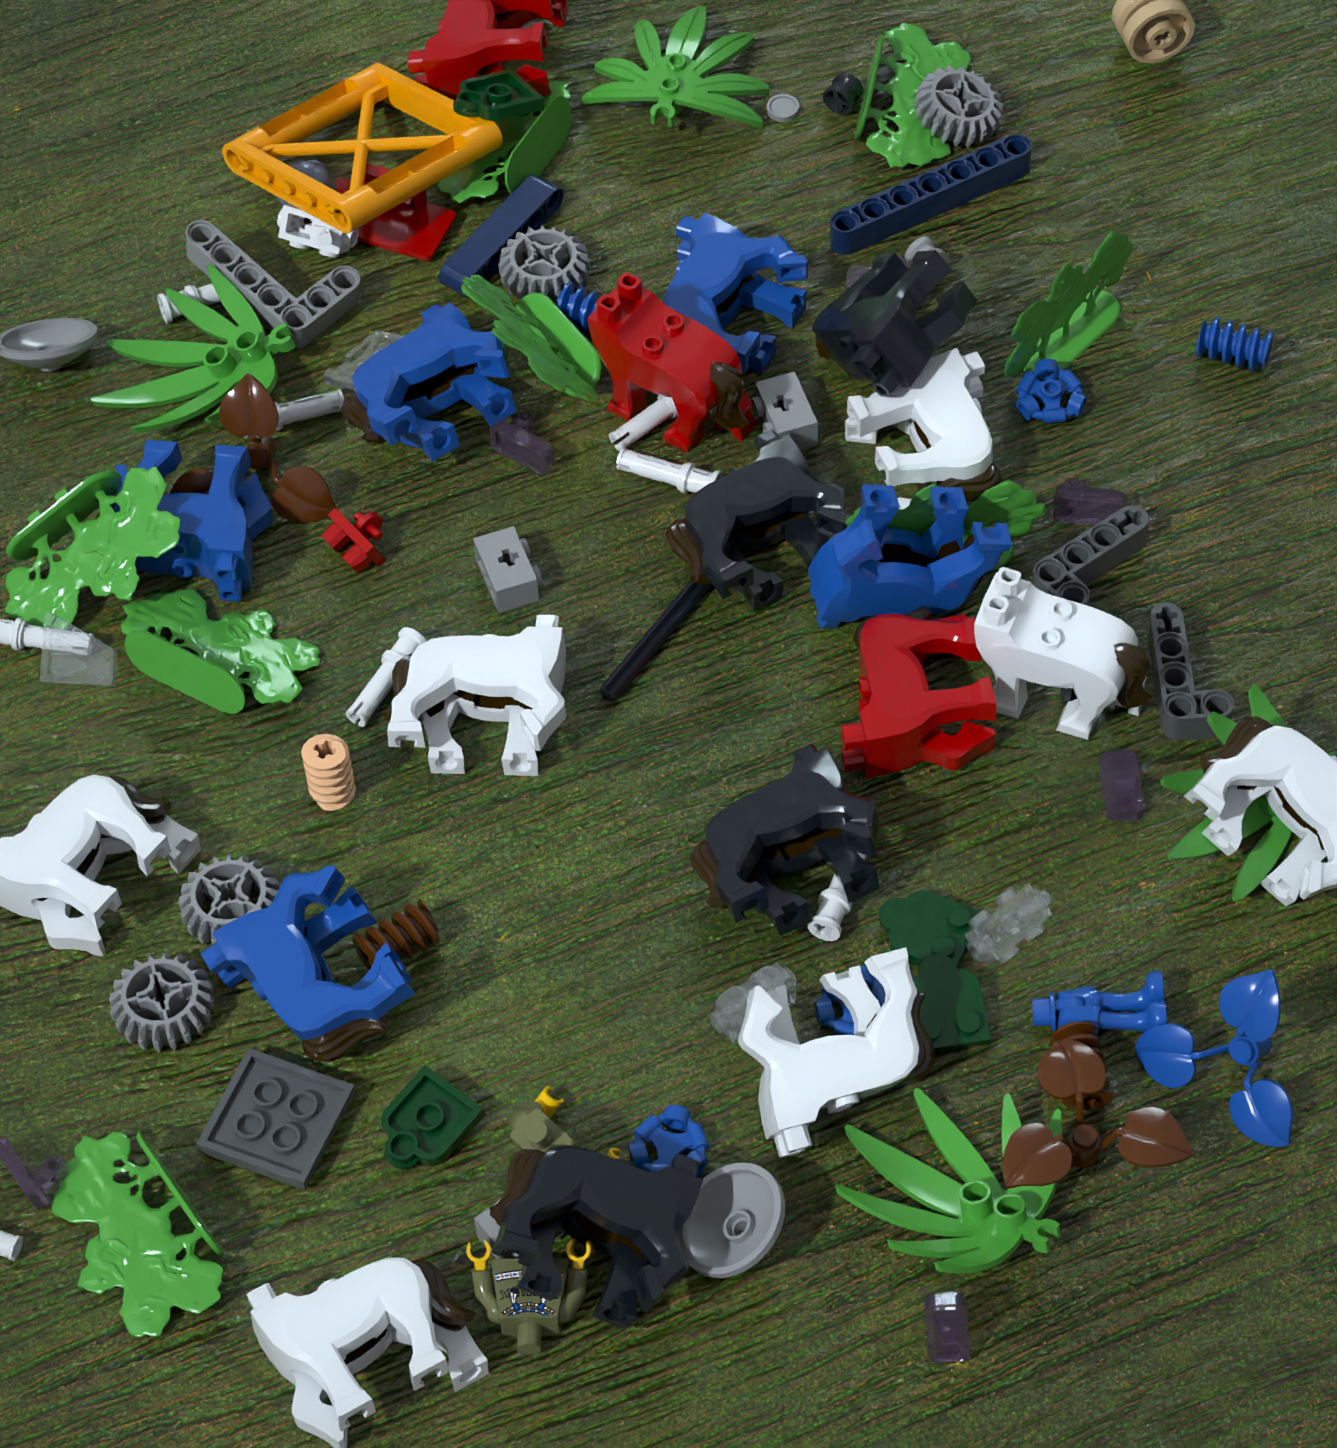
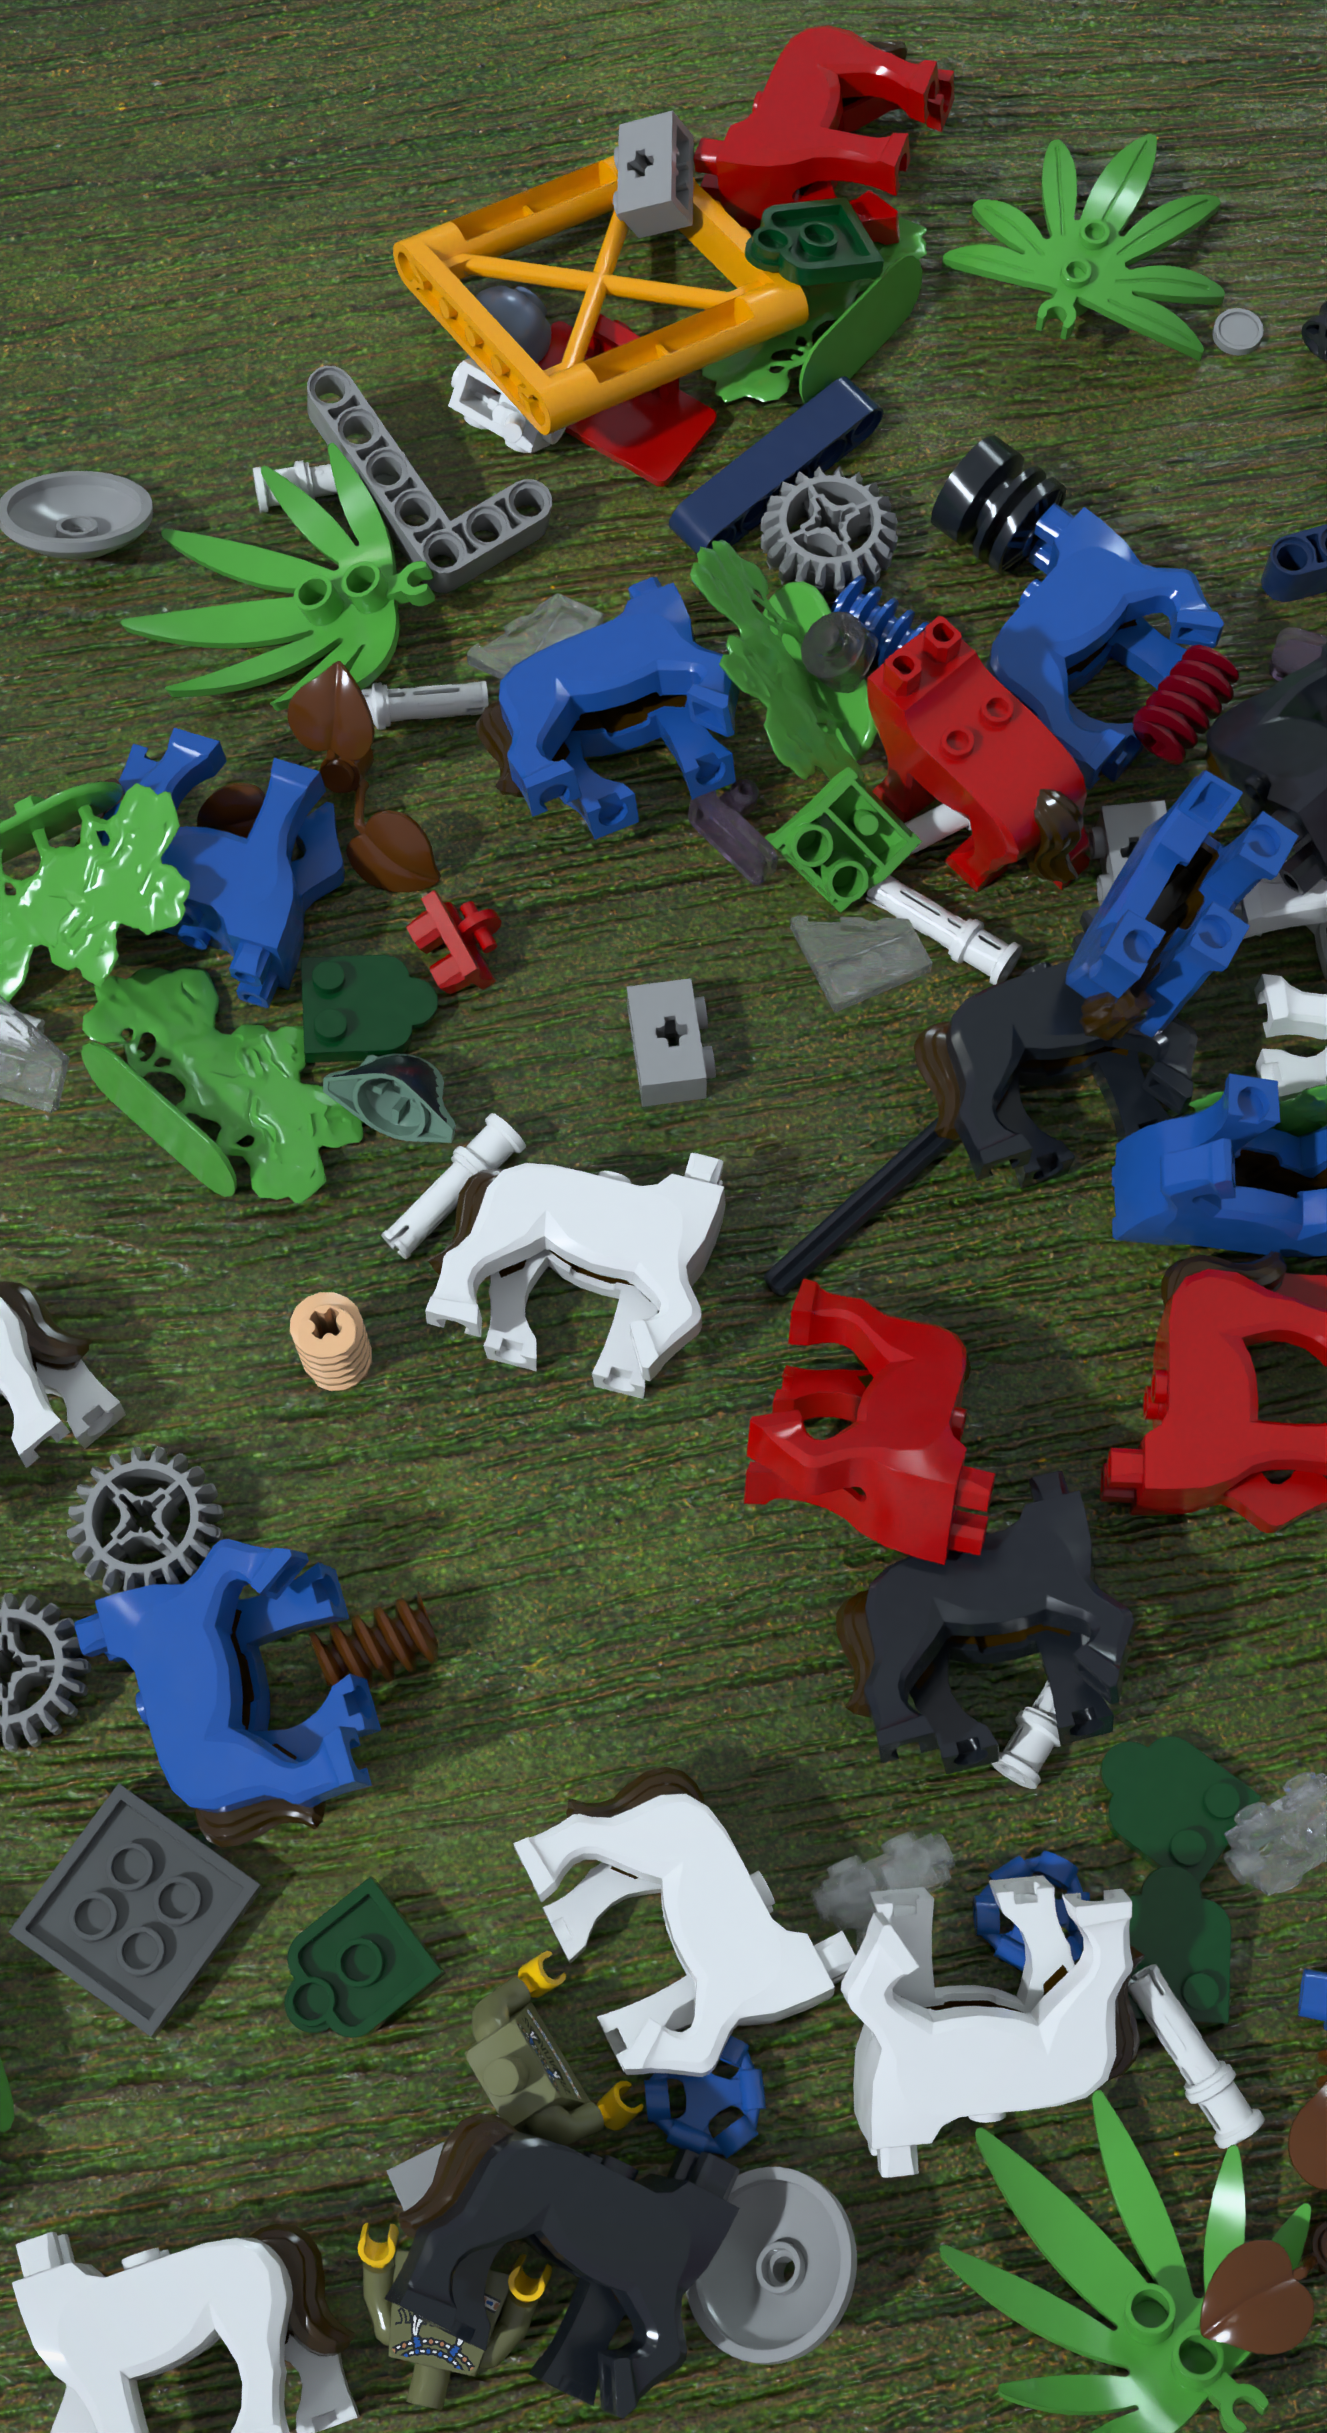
camera: 10 degrees right, 15 degrees up
(302, 589) = (361, 1007): none -> dark green plate
(336, 633) = (395, 1097): none -> sand green hat
(384, 77) = (654, 174): none -> light grey brick
(566, 323) = (839, 651): none -> clear smoke piece
(593, 430) = (844, 840): none -> bright green slope
(620, 499) = (860, 956): none -> clear wing
(647, 226) = (995, 504): none -> black wheel
(658, 1044) = (716, 1914): none -> white piece
(702, 751) = (903, 1458): none -> red piece
(795, 313) = (1185, 703): none -> dark red piece
(808, 411) = (1172, 912): none -> blue piece
(984, 1068) = (1207, 2079): none -> white pin

